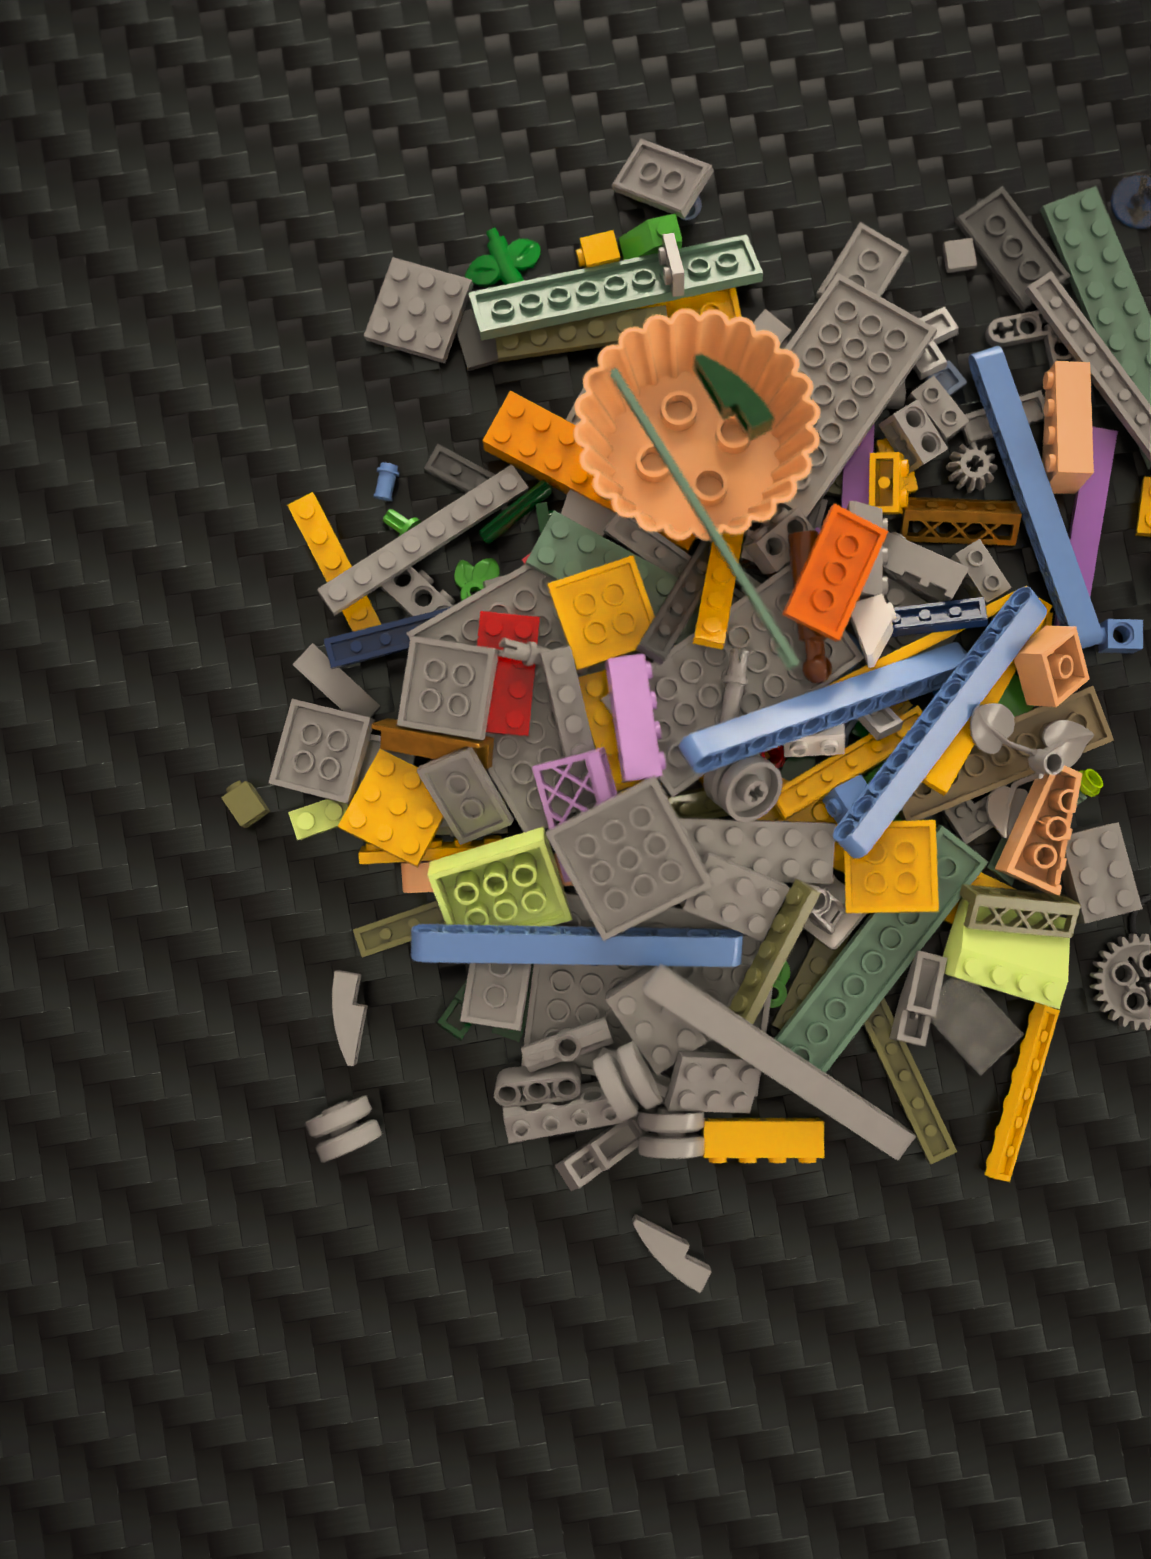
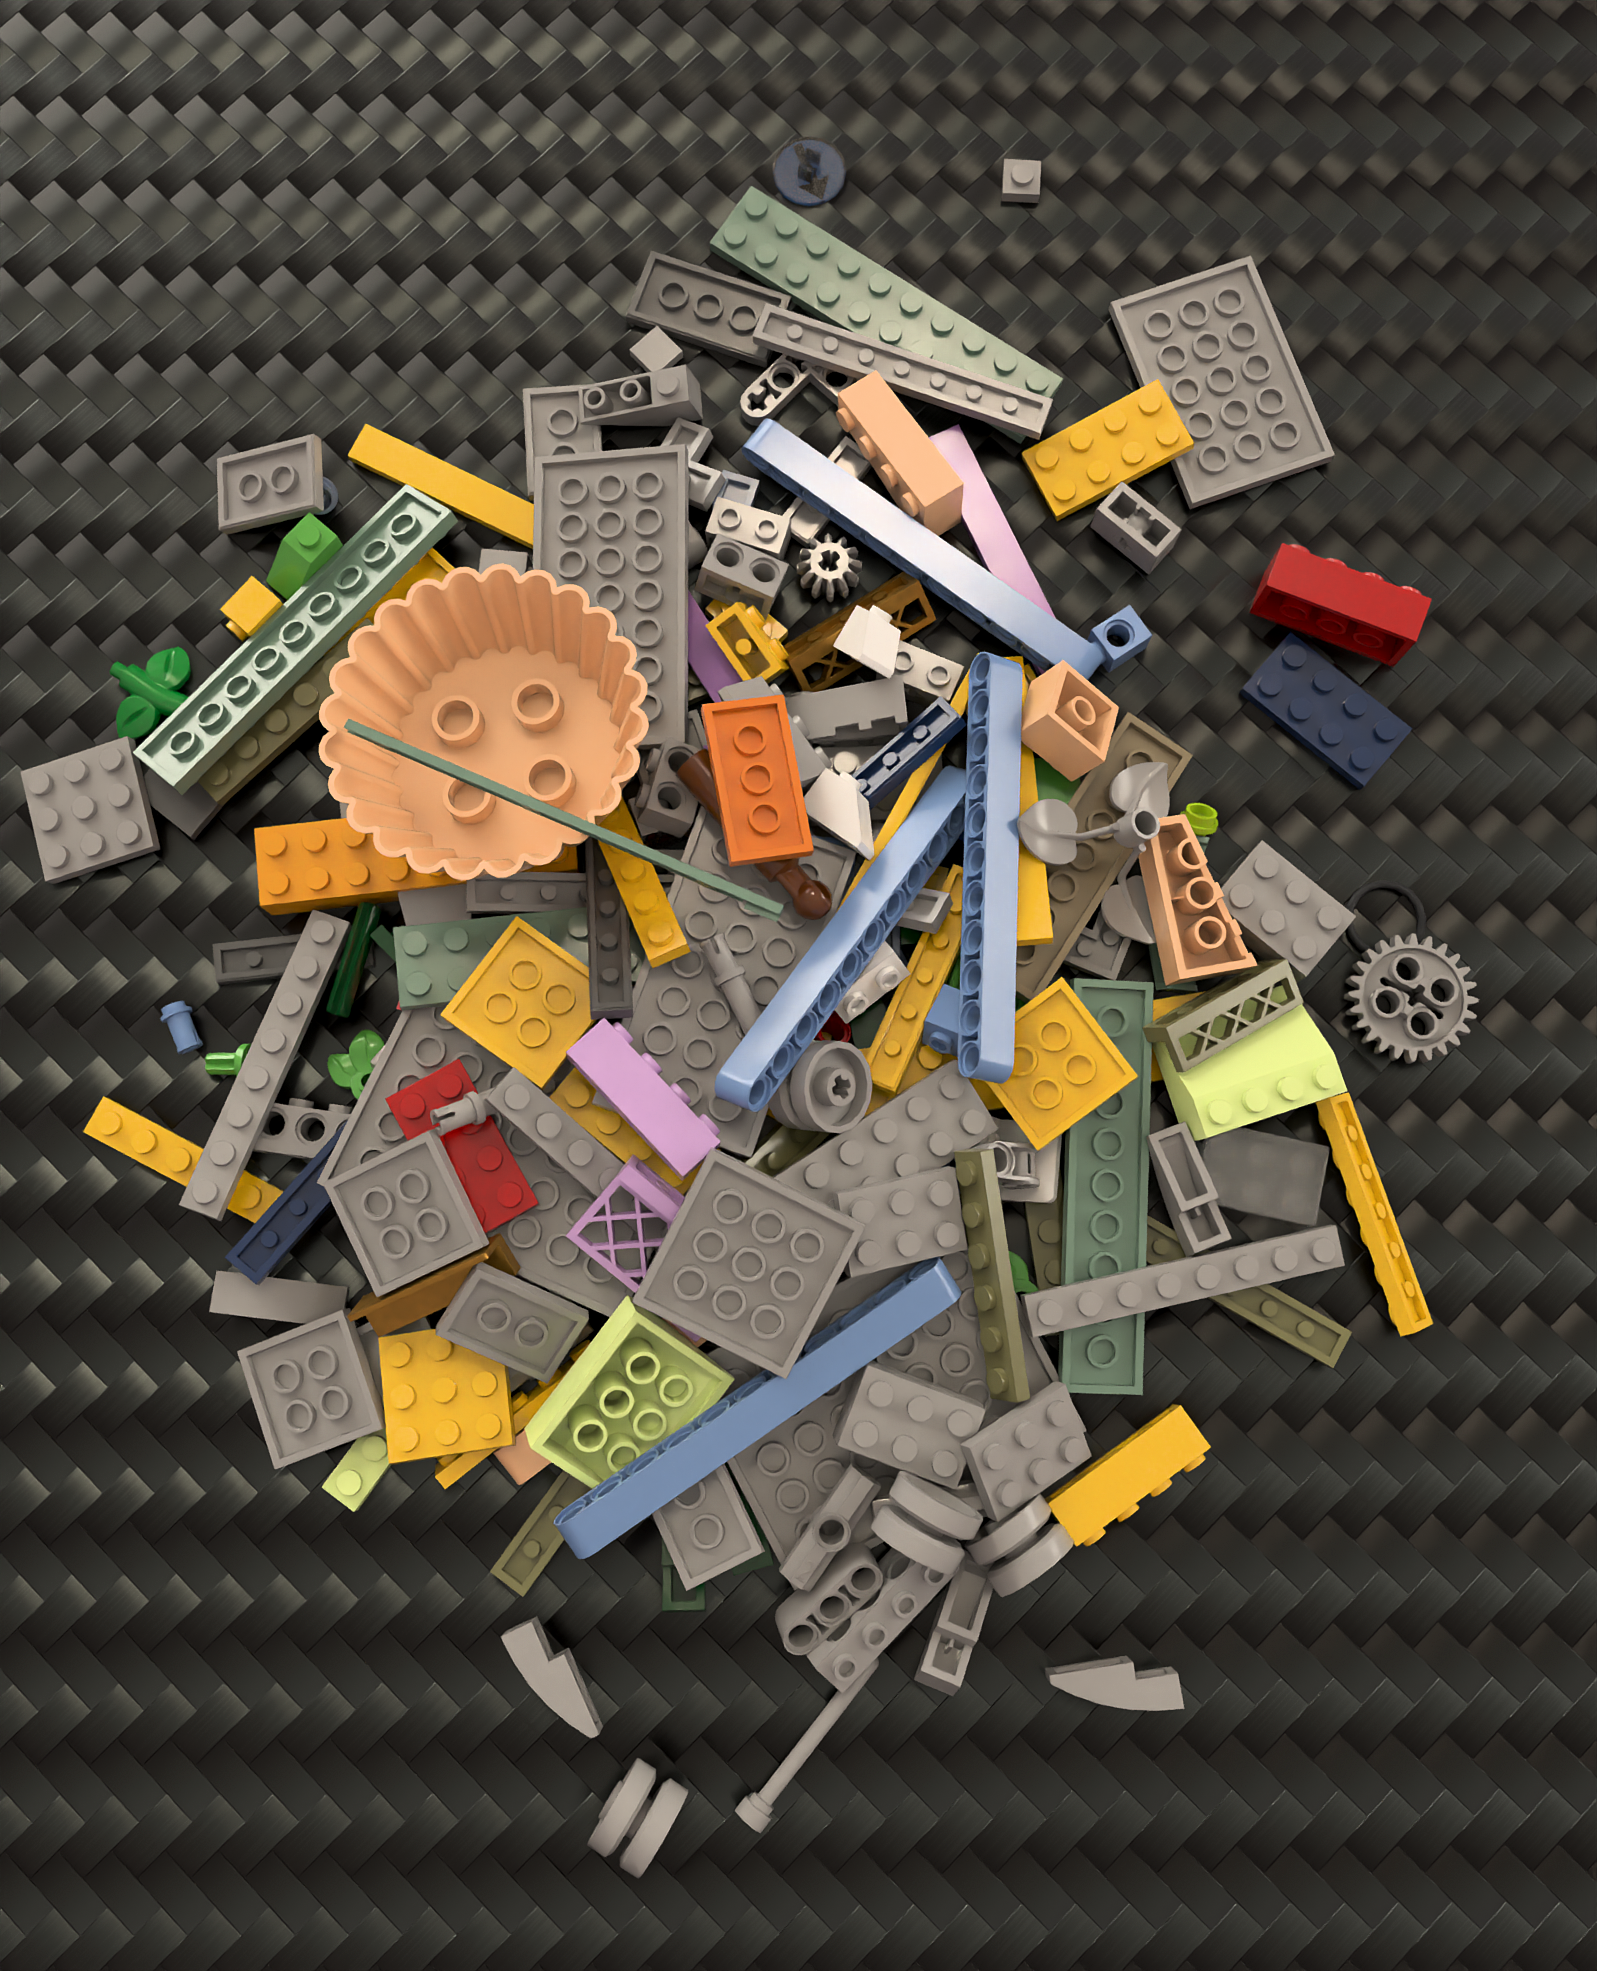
camera: 35 degrees left, 5 degrees down
(245, 803) = (263, 1513): olive brick -> none
(414, 1172) = (757, 1808): none -> light grey piece
(673, 271) = (348, 573): light grey plate -> none
(733, 397) = (503, 662): dark green slope -> none
(770, 251) = (445, 484): none -> yellow tile
(778, 1061) = (1079, 1375): light grey beam -> none
(877, 1050) = (1181, 1280): none -> light grey plate
(930, 280) = (642, 399): none -> light grey slope
(965, 531) = (870, 639): none -> white slope

